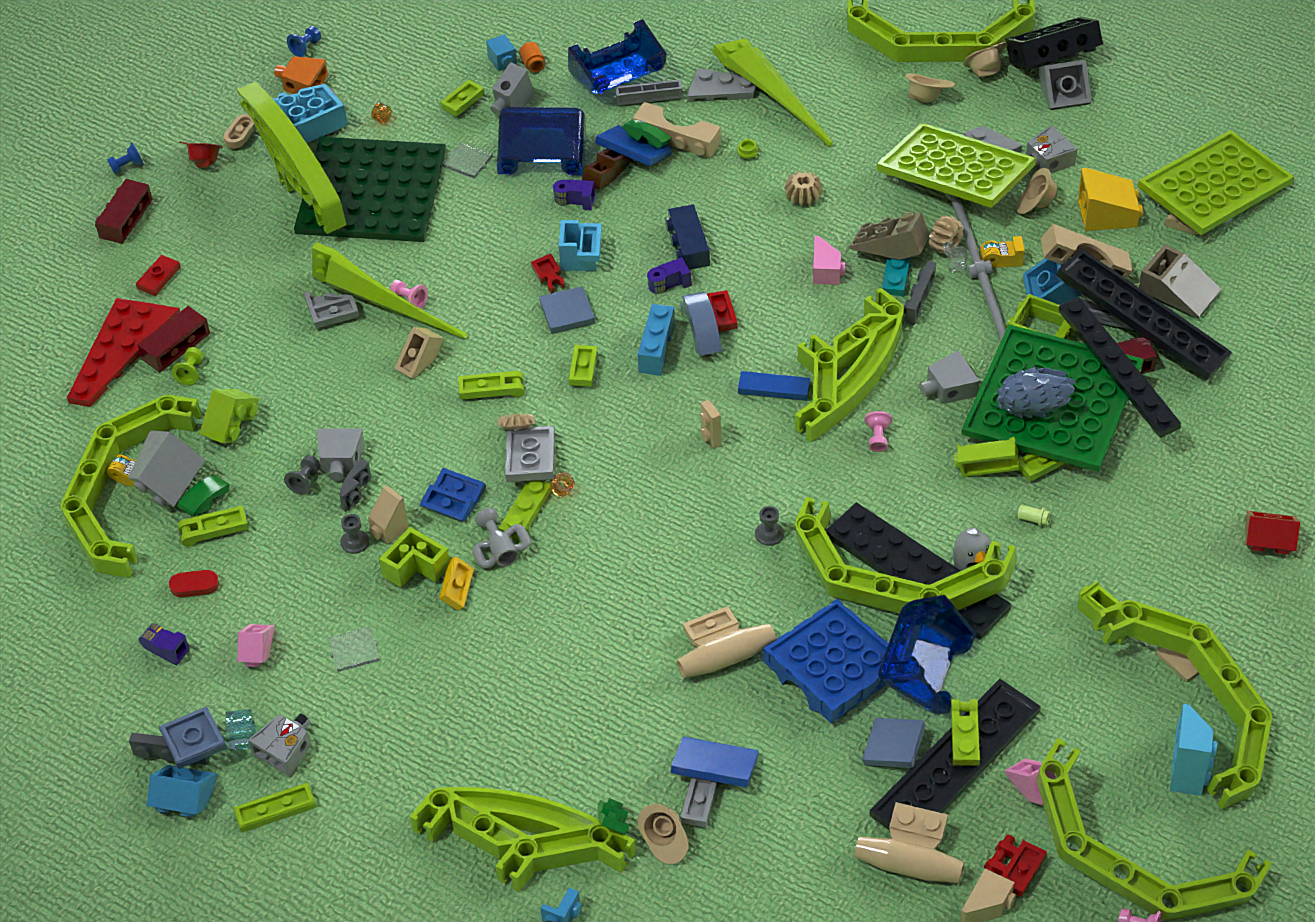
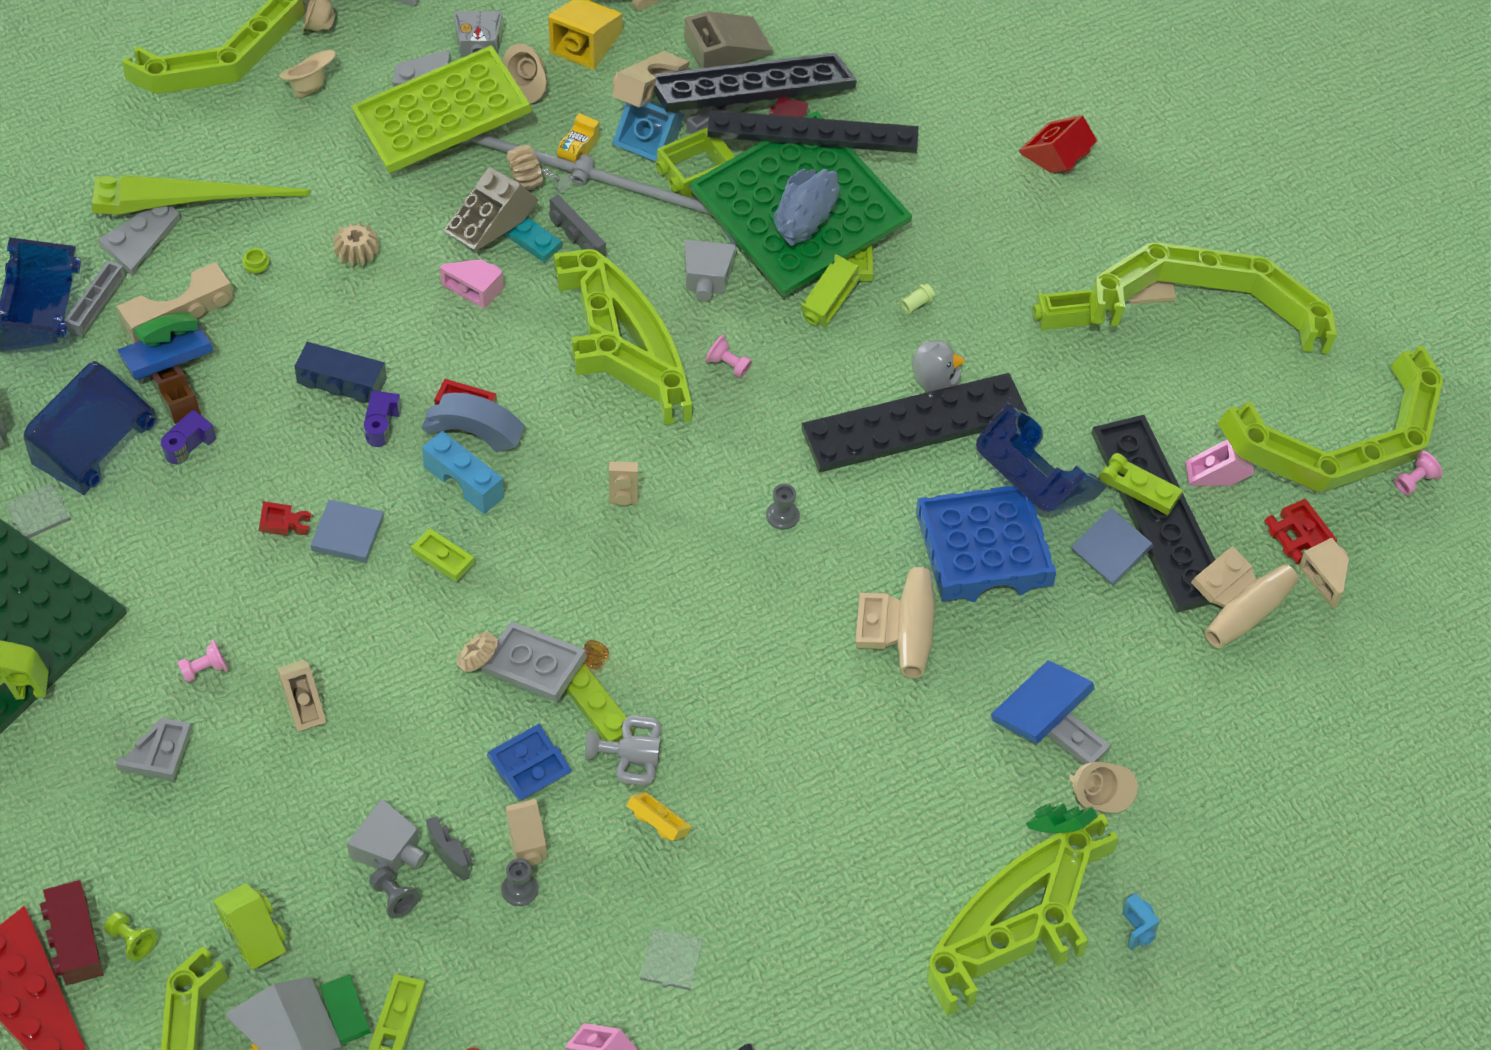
camera: 65 degrees left, 5 degrees up
(345, 277) = (133, 707): lime plate -> none
(413, 554) = (598, 832): lime brick -> none
(491, 385) = (401, 652): lime plate -> none
(579, 245) = (275, 470): medium azure plate -> none
(774, 385) = (598, 410): blue tile -> none
(868, 586) = (916, 470): lime piece -> none
(1192, 753) = (1273, 331): medium azure wedge -> none

